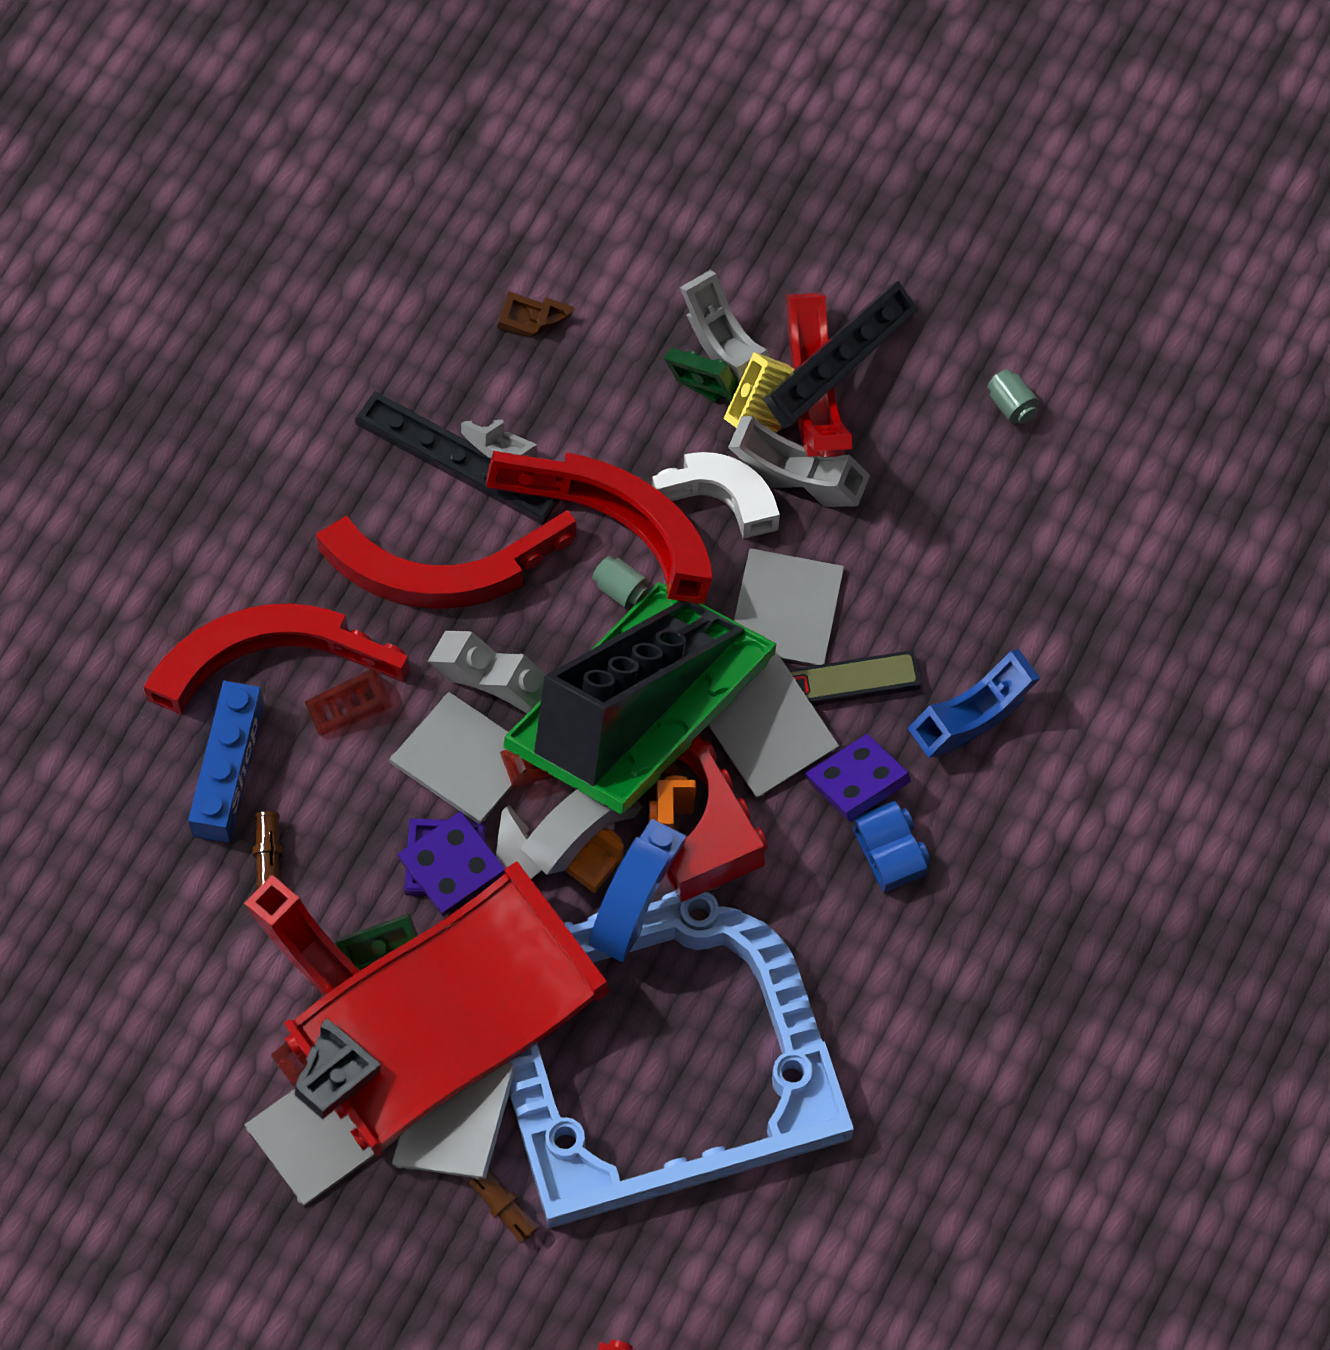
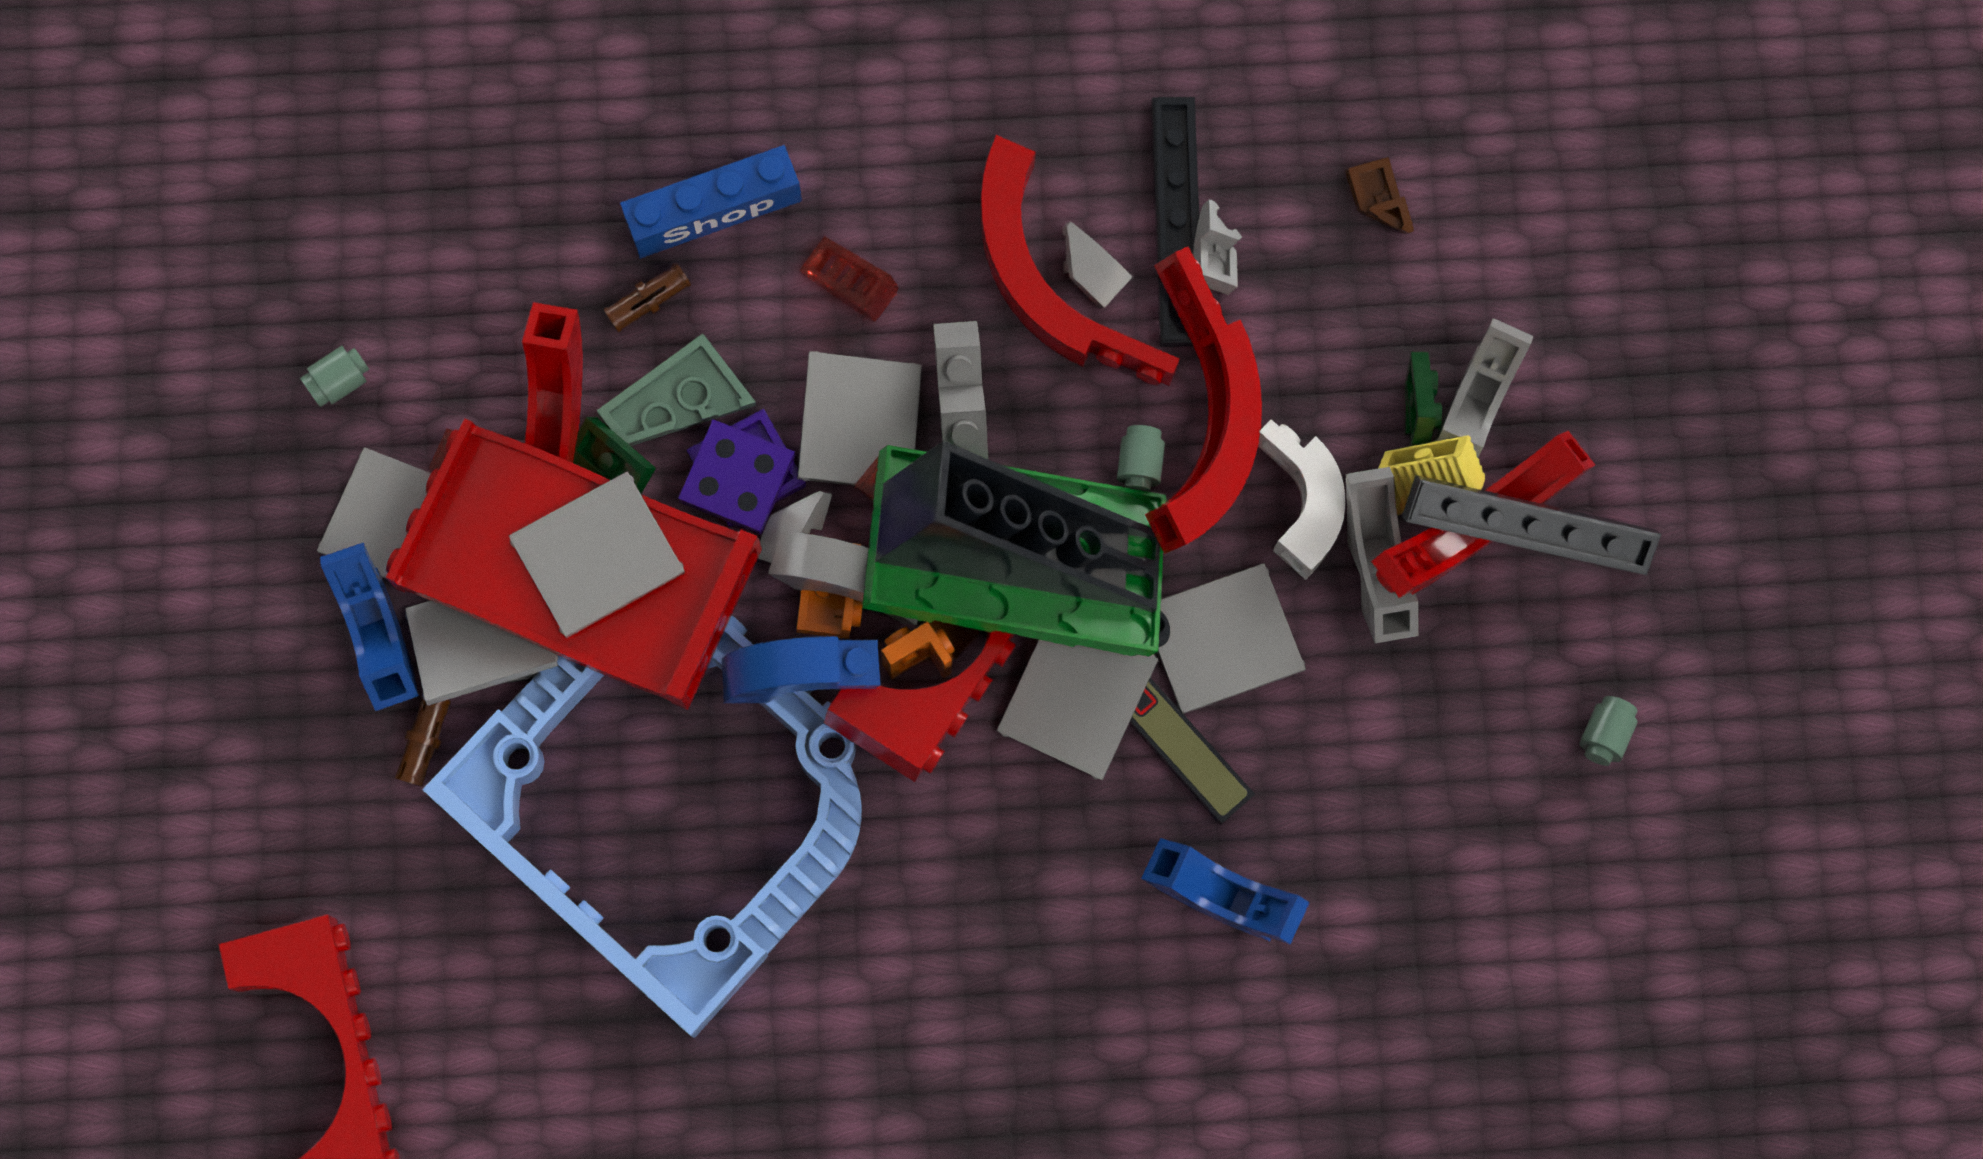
camera: 55 degrees right, 10 degrees up
(176, 1111) = (335, 376): none -> sand green brick
(262, 628) = (817, 112): red arch -> none
(334, 1071) = (435, 495): black wing -> none
(358, 871) = (676, 395): none -> sand green wing
(397, 1192) = (373, 626): none -> blue arch
(453, 985) = (596, 554): none -> light grey piece
(455, 532) = (1092, 267): none -> light grey slope
(858, 777) = (1075, 819): dark purple tile -> none
(890, 847) = (1023, 896): blue brick -> none

